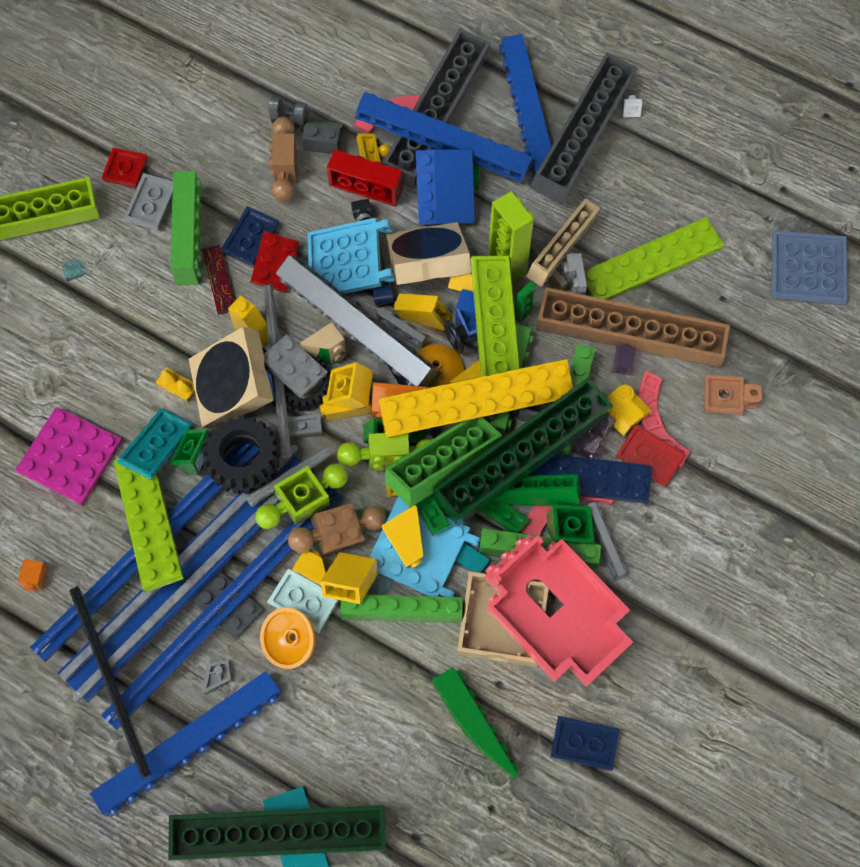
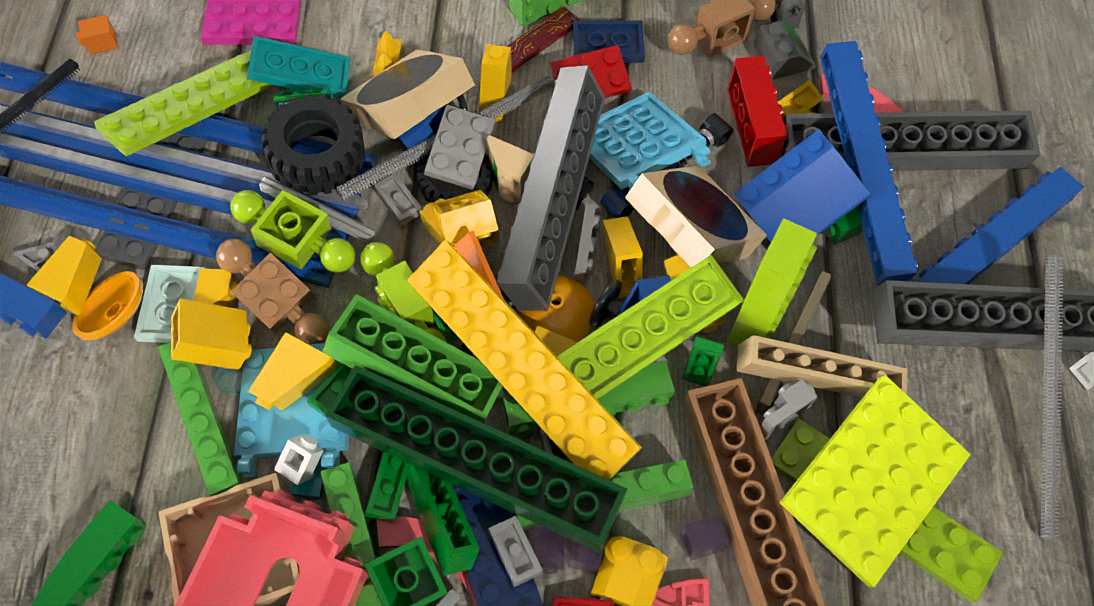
camera: 60 degrees right, 5 degrees down
(245, 658) = (68, 274): none -> yellow slope
(469, 559) = (299, 459): none -> white brick
(584, 459) = (515, 551): none -> light grey plate
(631, 128) = (1051, 399): none -> light grey axle
(639, 252) = (875, 480): none -> neon yellow plate

